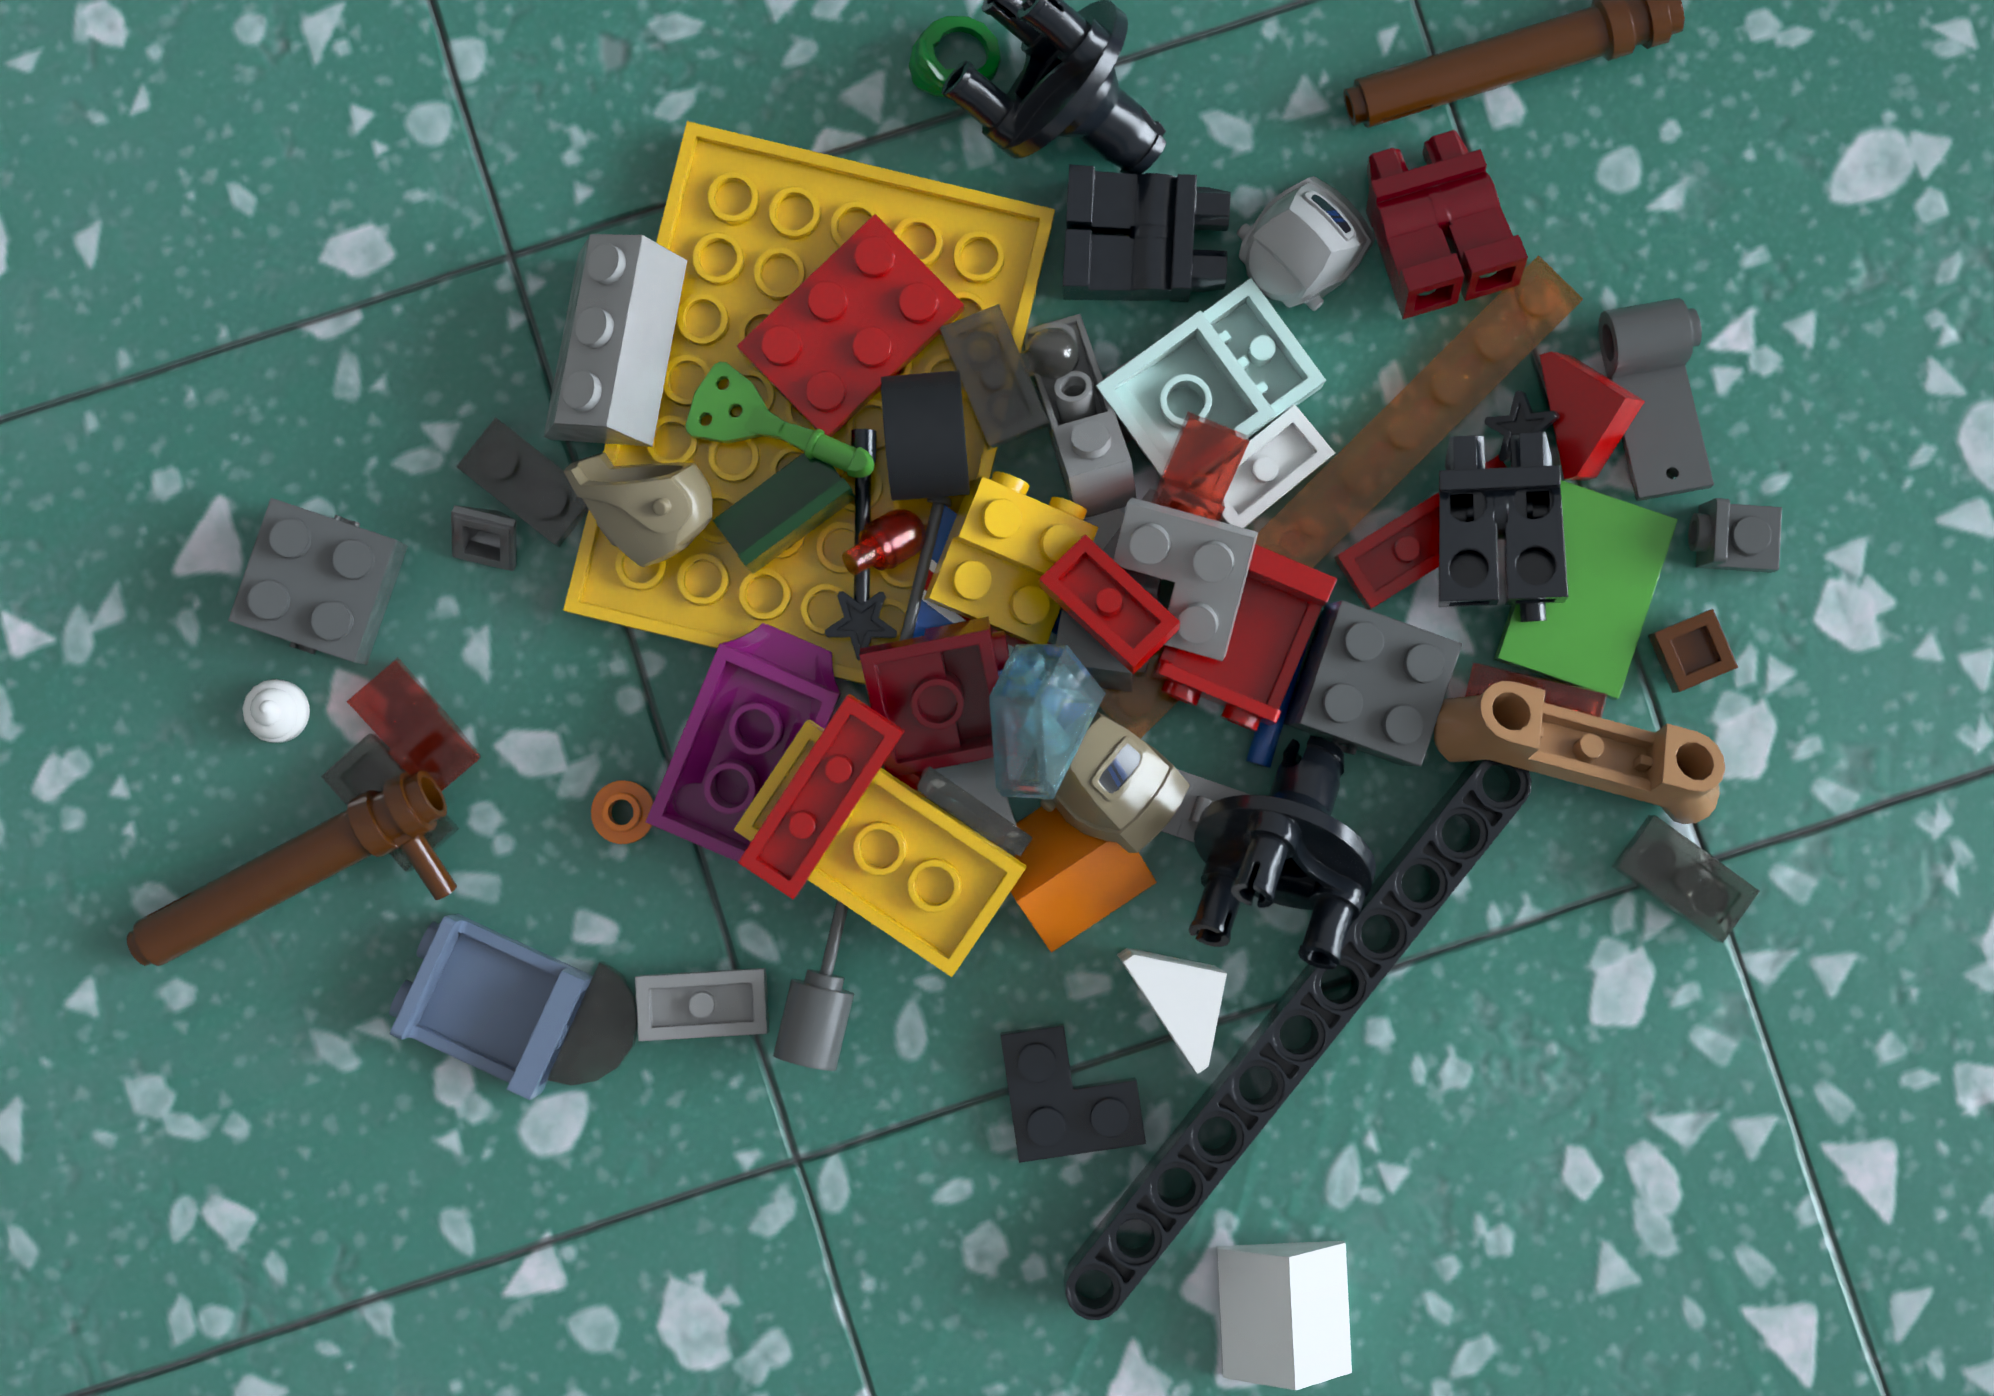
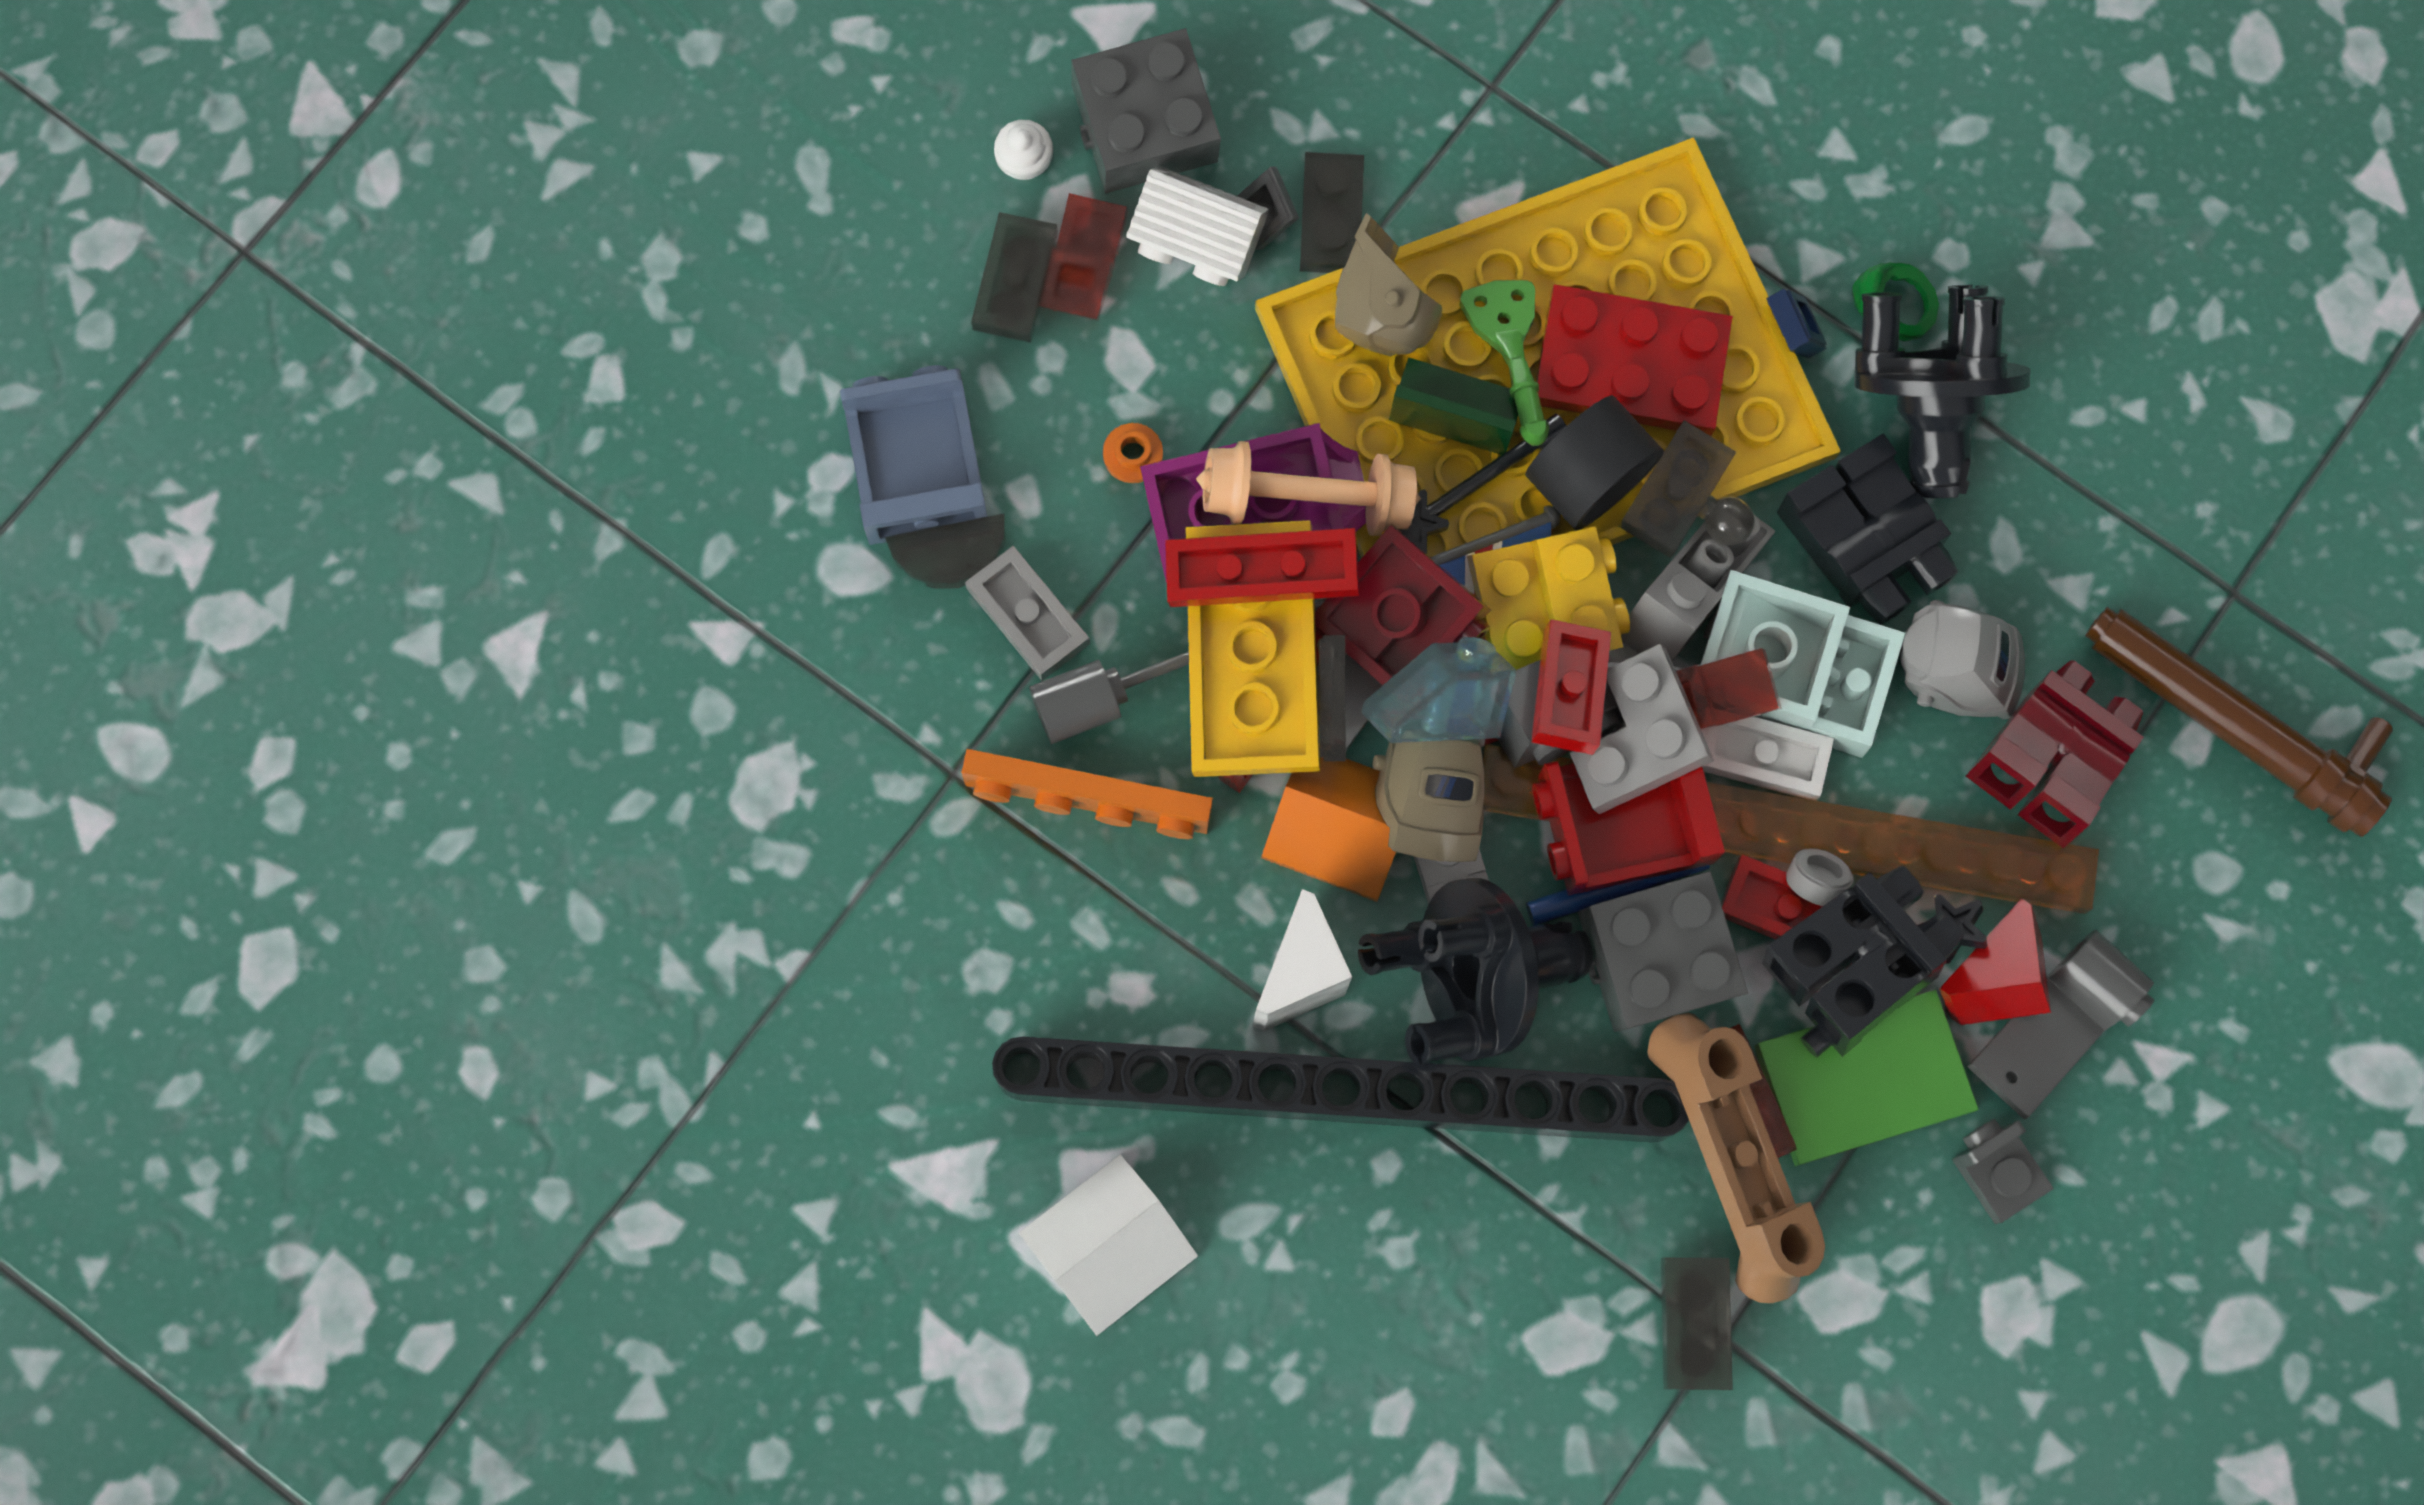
camera: 50 degrees right, 10 degrees down
(369, 826) = (989, 268): reddish brown cylinder -> none
(458, 613) = (1196, 225): none -> white brick
(616, 341) = (1490, 196): light grey slope -> none
(827, 633) = (1388, 494): none -> light nougat piece
(879, 1086) = (1060, 789): none -> orange plate
(886, 542) = (1490, 496): clear red cylinder -> none
(916, 159) = (1797, 323): none -> dark blue tile
(1053, 1114) = (1135, 945): black plate -> none
(1403, 507) = (1818, 876): none -> light grey tile
(1693, 651) = (1883, 1198): reddish brown plate -> none

